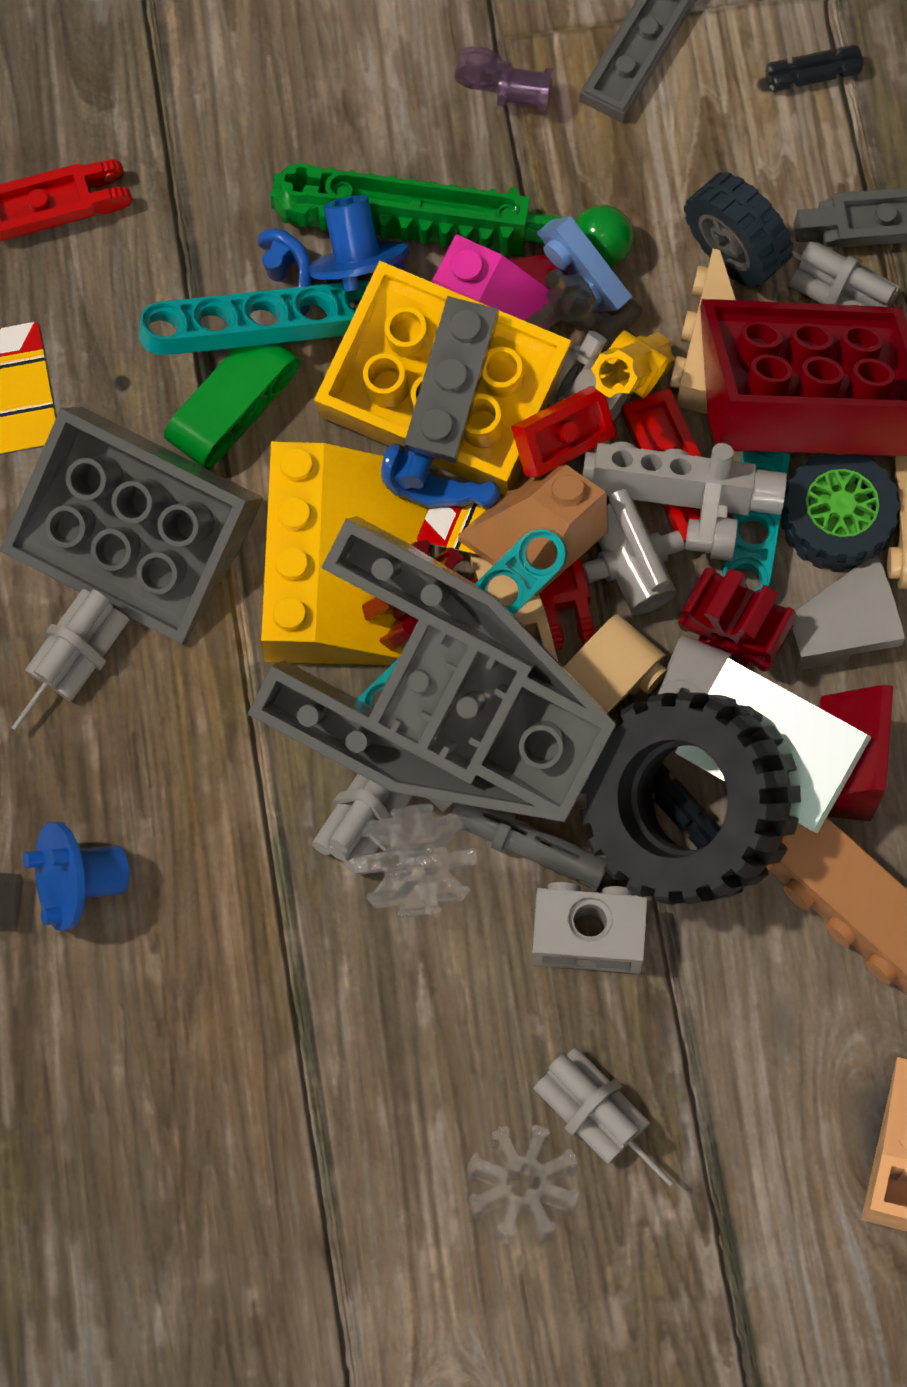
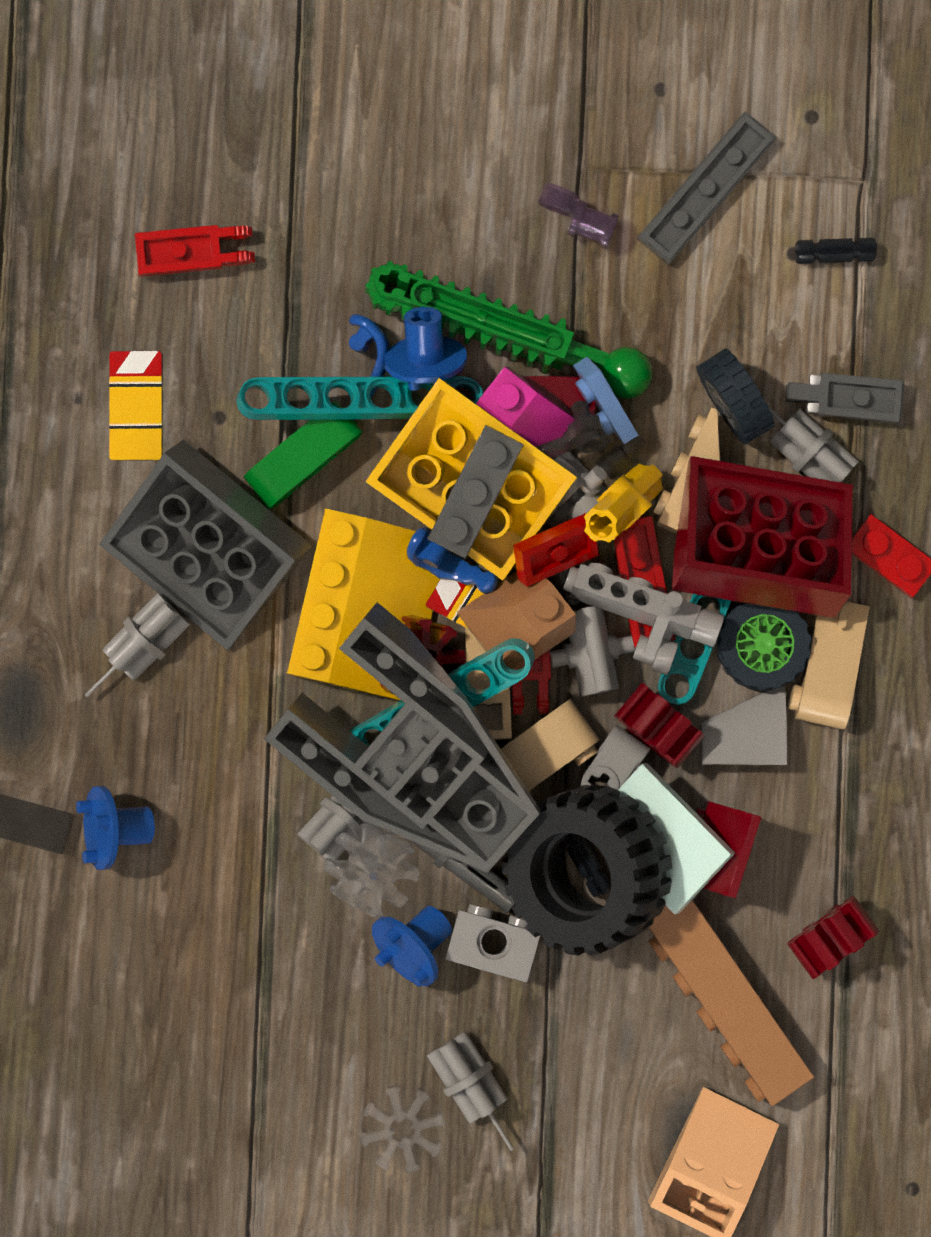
camera: 10 degrees right, 15 degrees up
(484, 947) = (410, 945): none -> blue piece

